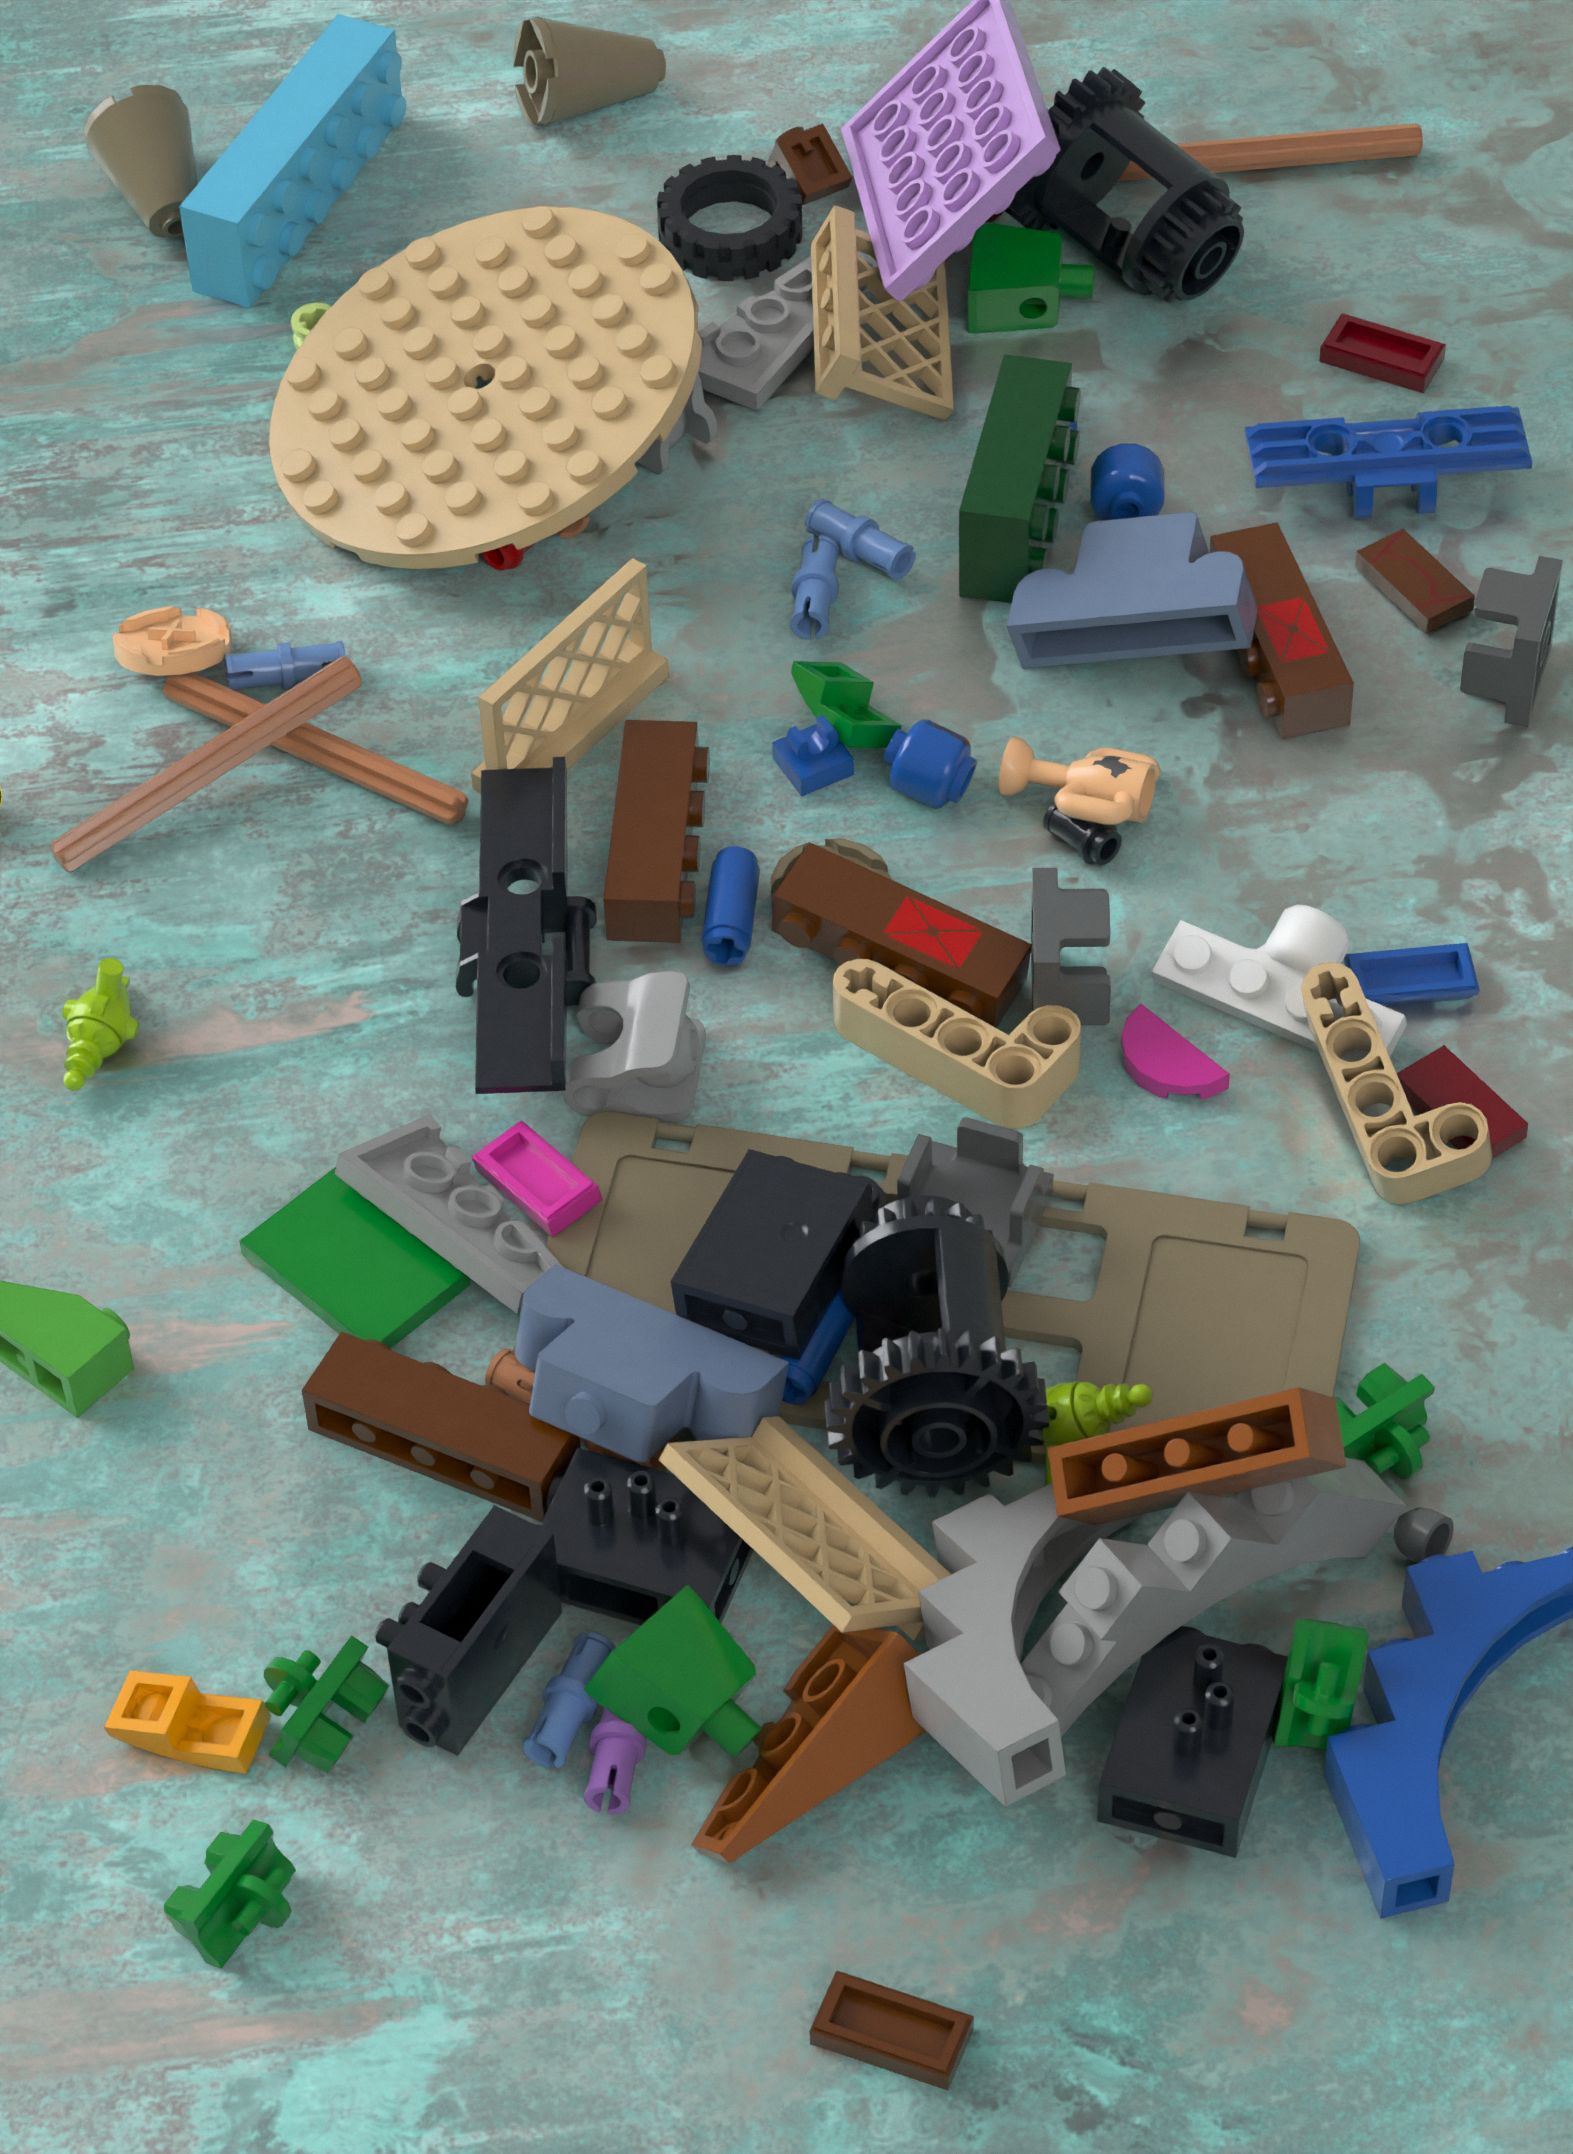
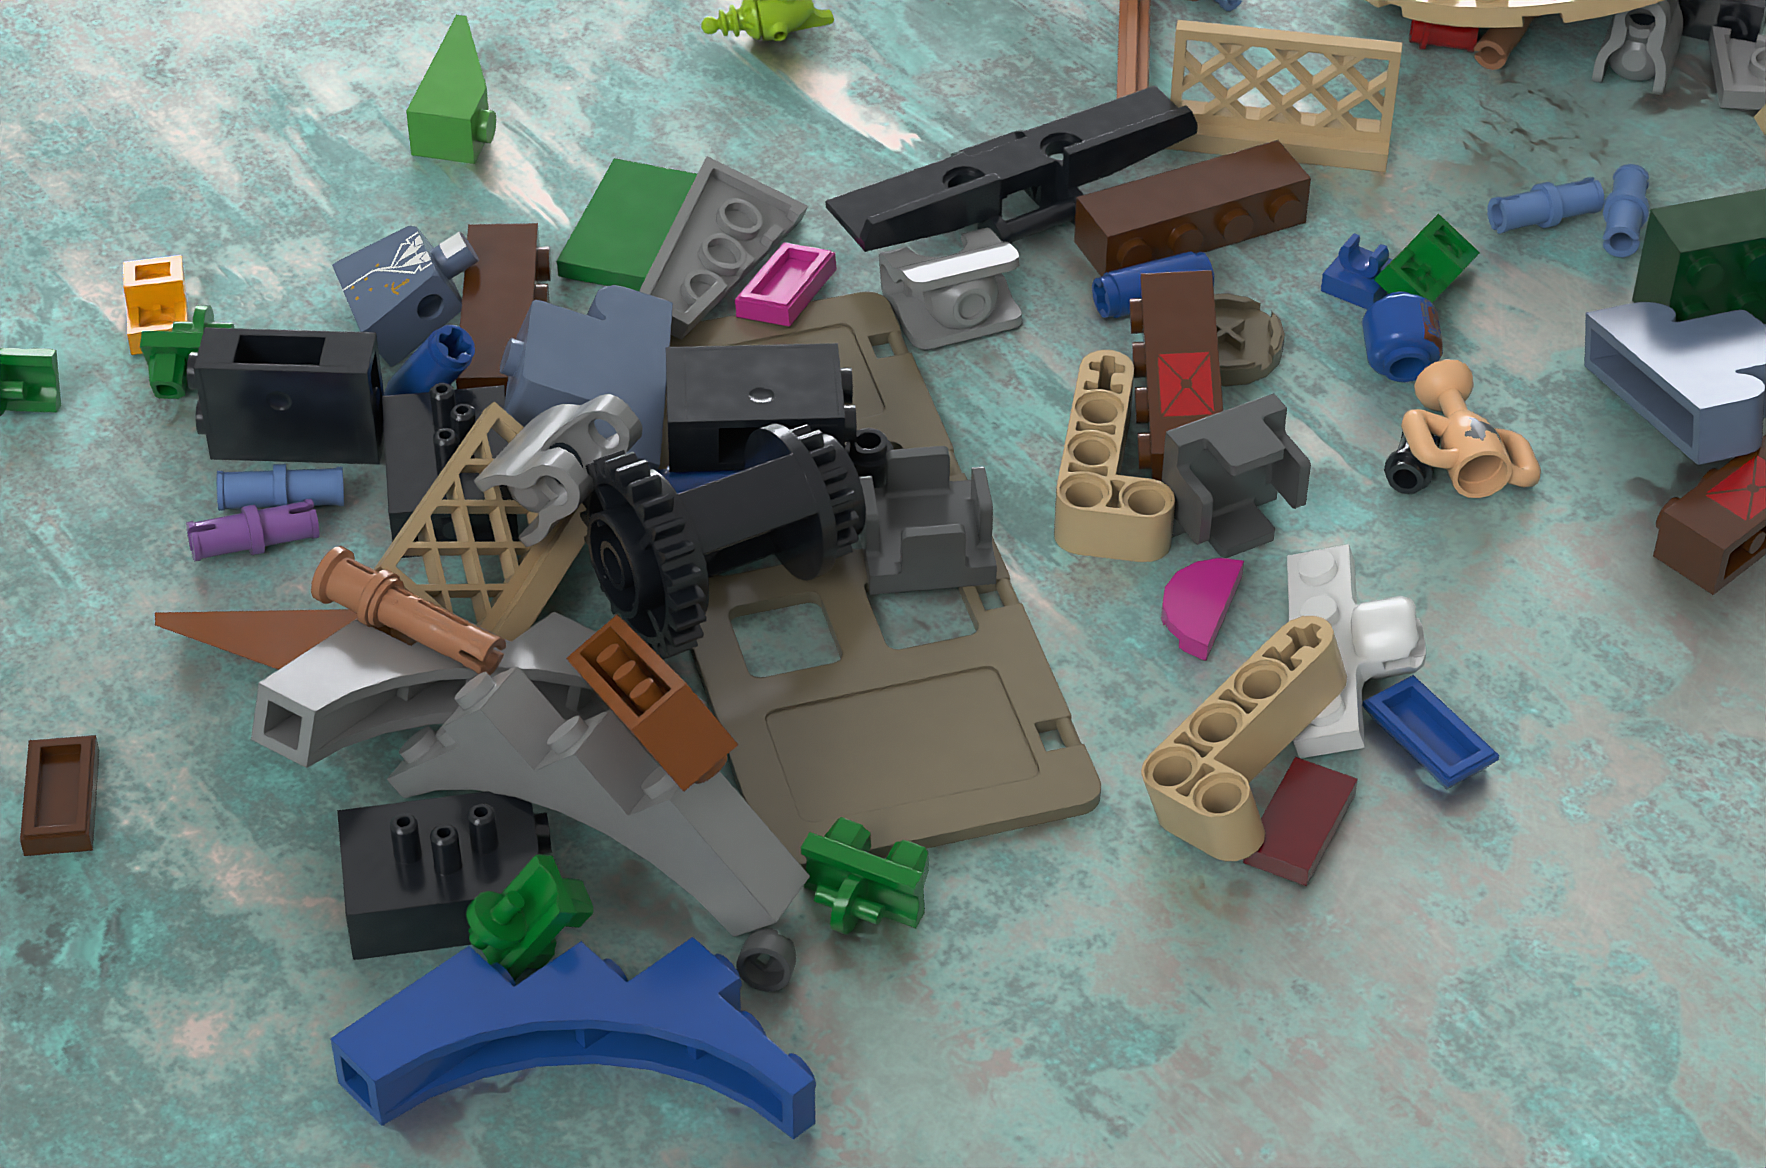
camera: 60 degrees right, 5 degrees down
(354, 1483) = (404, 288): none -> sand blue torso
(526, 1479) = (436, 361): none -> blue piece
(679, 1679) = (306, 515): green torso -> none
(772, 1438) = (549, 459): none -> light grey piece
(909, 1626) = (383, 601): none -> nougat pin
(1085, 1411) = (728, 665): lime piece -> none

